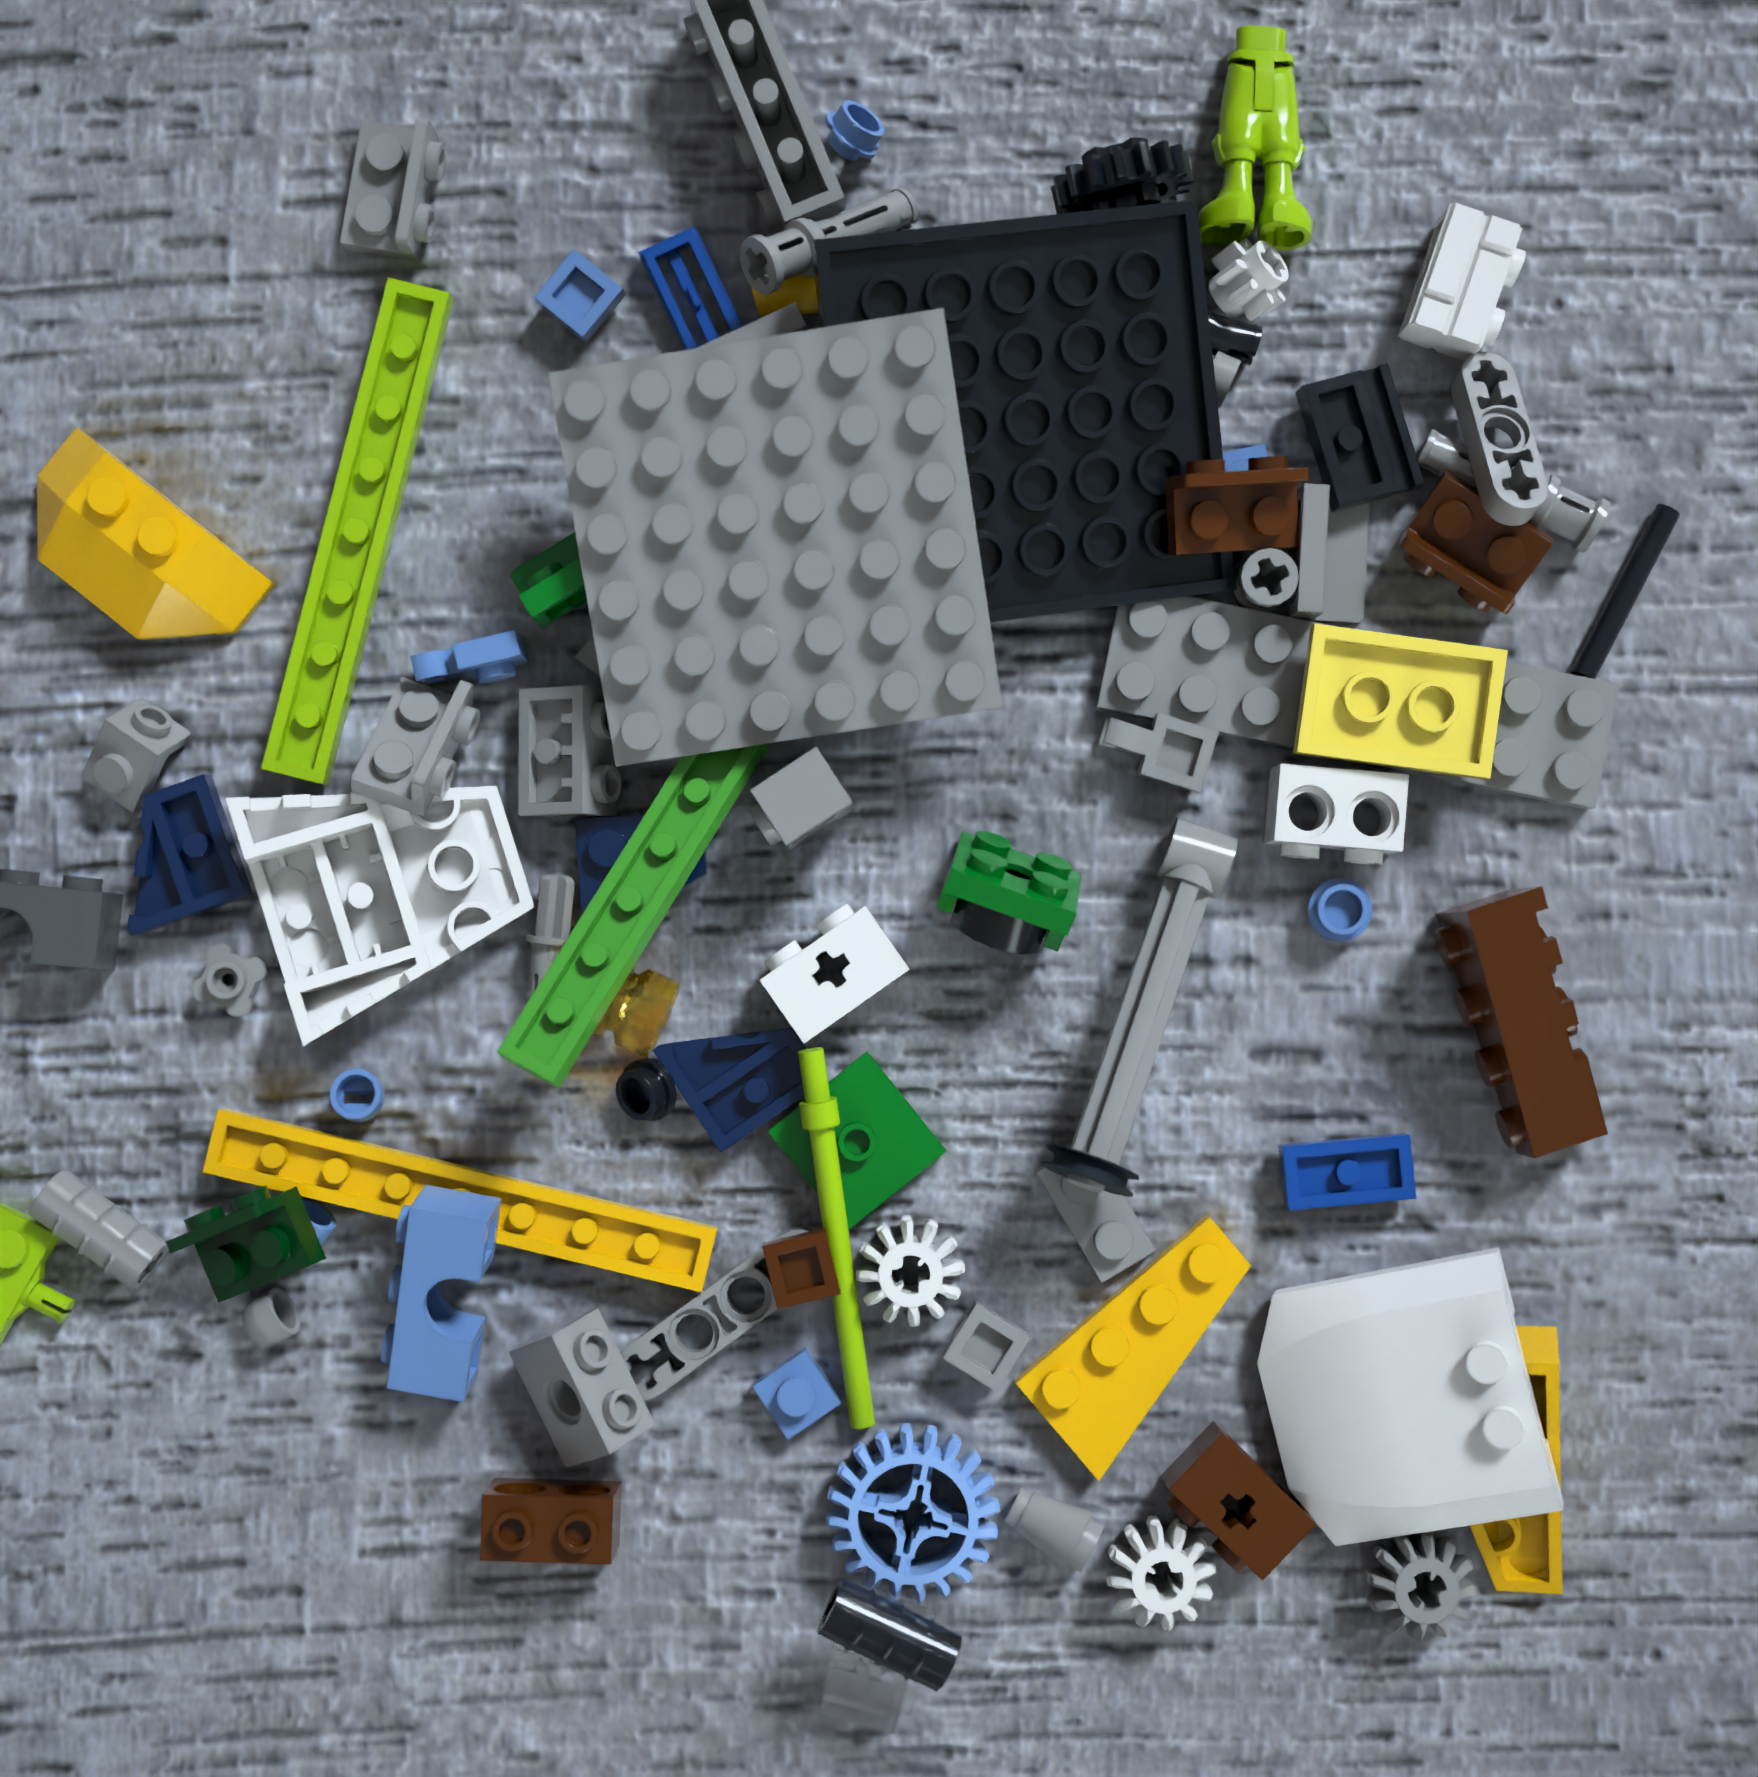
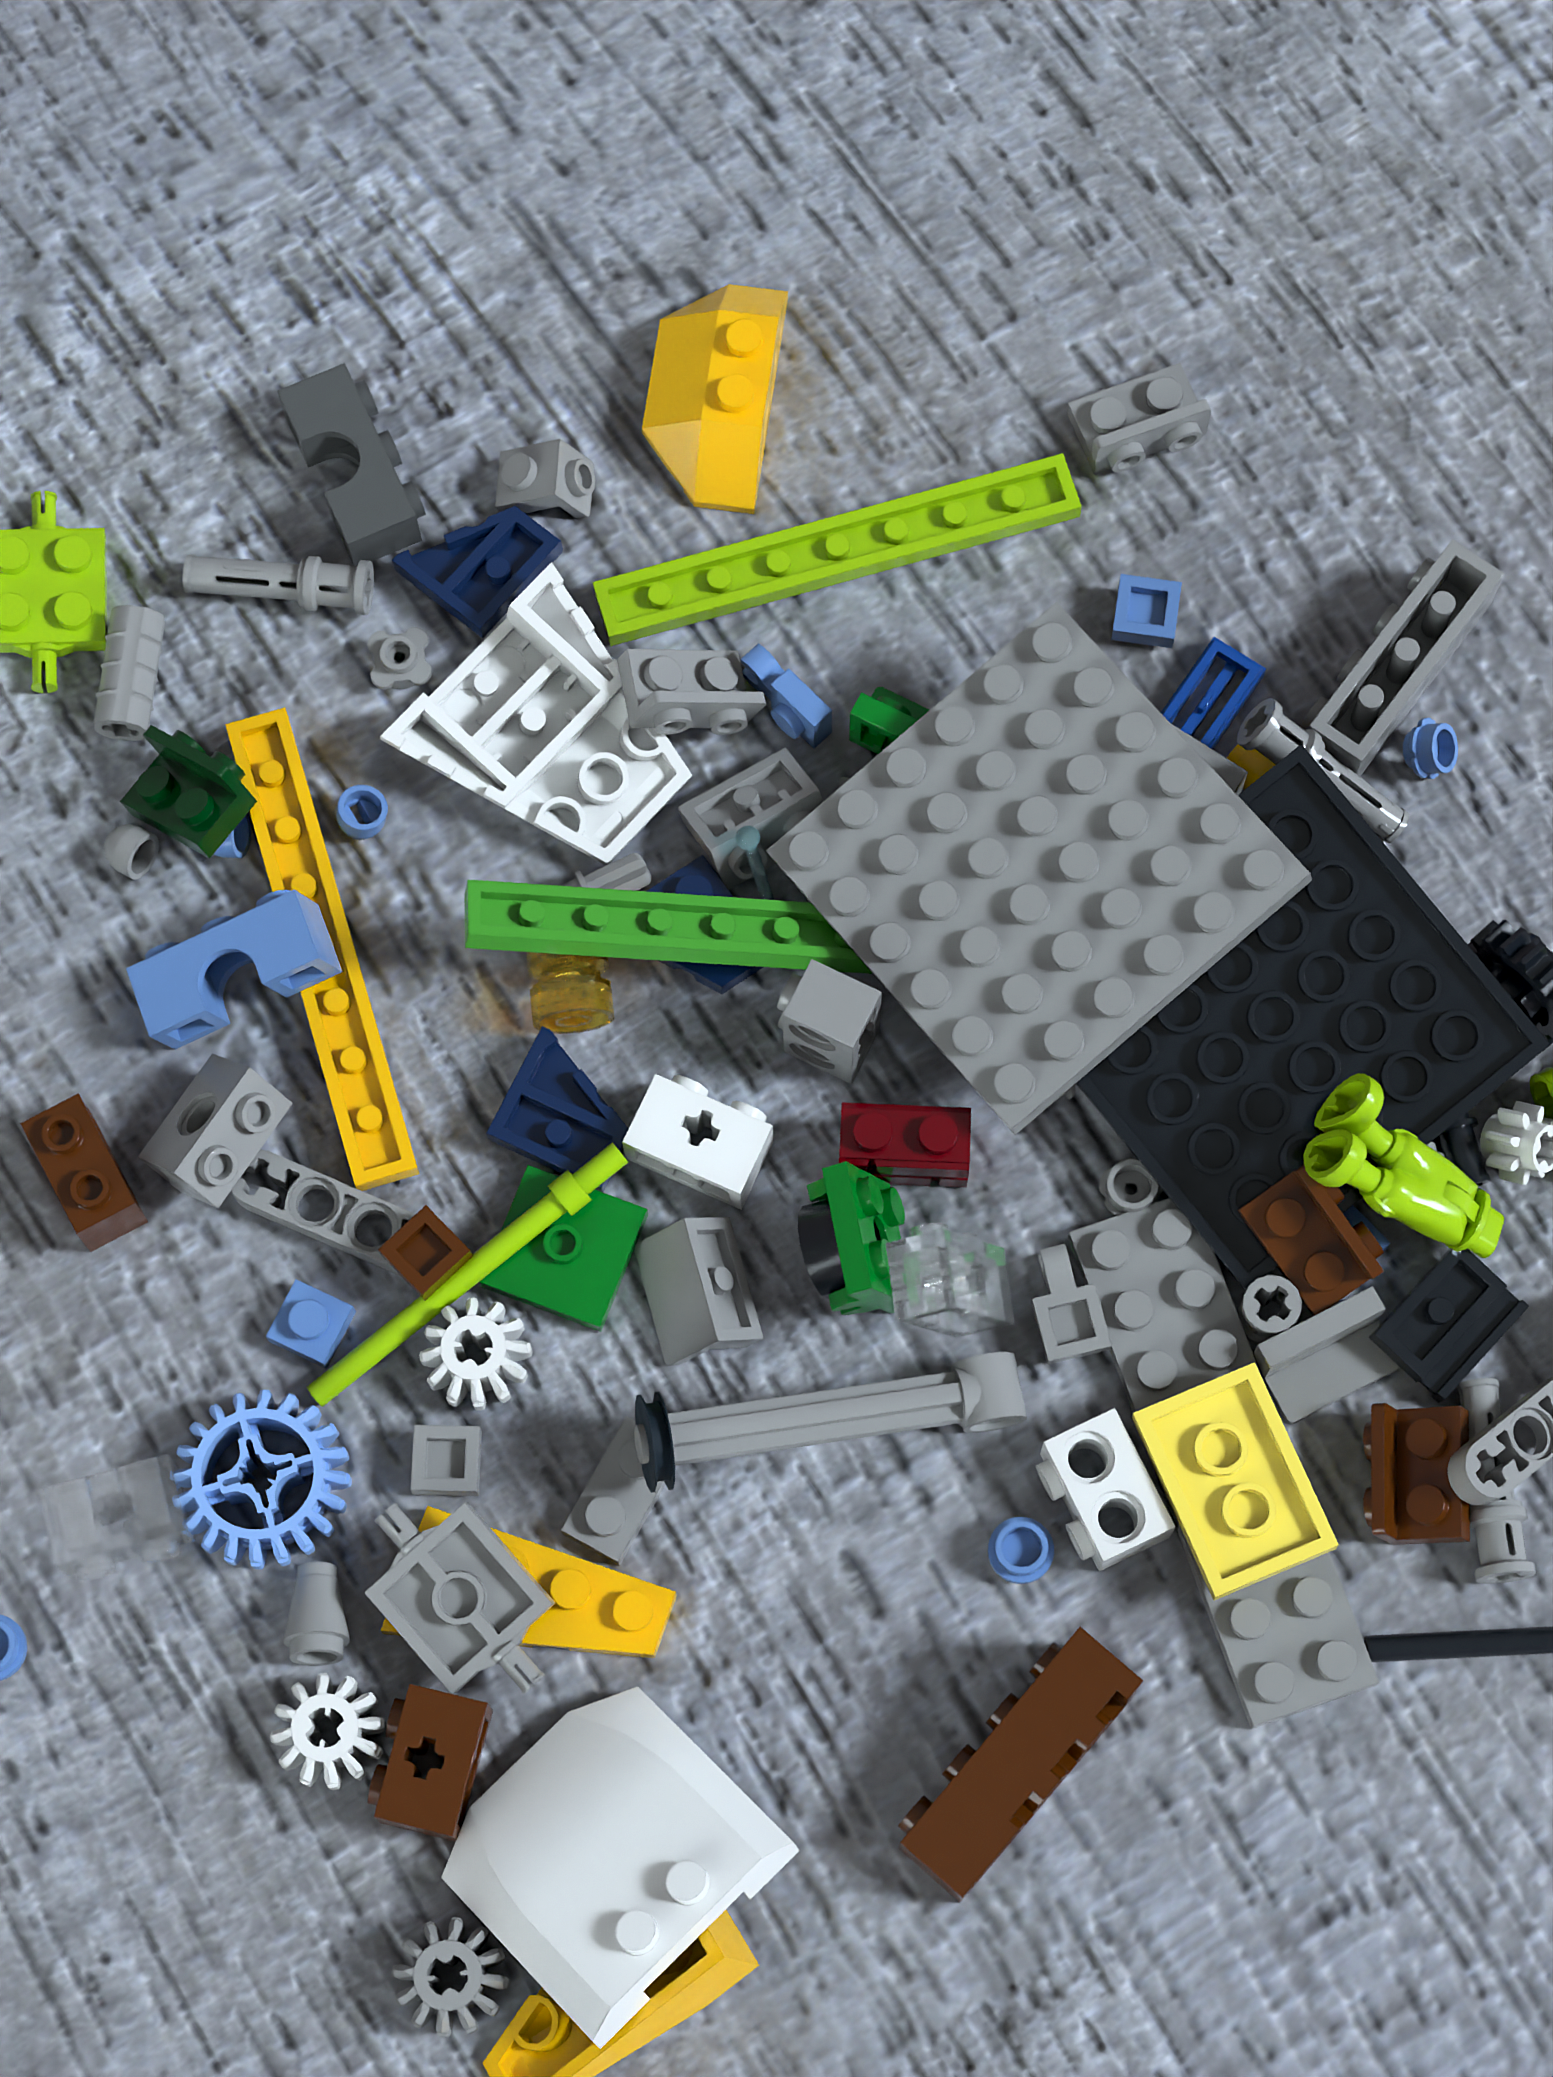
camera: 65 degrees right, 15 degrees down
(106, 1021) = (308, 582): none -> light grey pin
(594, 775) = (748, 839): none -> clear light blue hinge
(646, 1090) = (503, 1043): black plate -> none
(890, 1634) = (145, 1500): black axle -> none
(943, 800) = (907, 1142): none -> dark red brick
(962, 1049) = (697, 1288): none -> light grey panel
(1077, 644) = (1115, 1180): none -> light grey plate
(1093, 837) = (949, 1281): none -> clear brick
(1119, 1406) = (459, 1597): none -> light grey plate
(1244, 390) = (1411, 1178): none -> lime piece
(1347, 1171) = (789, 1691): blue plate -> none

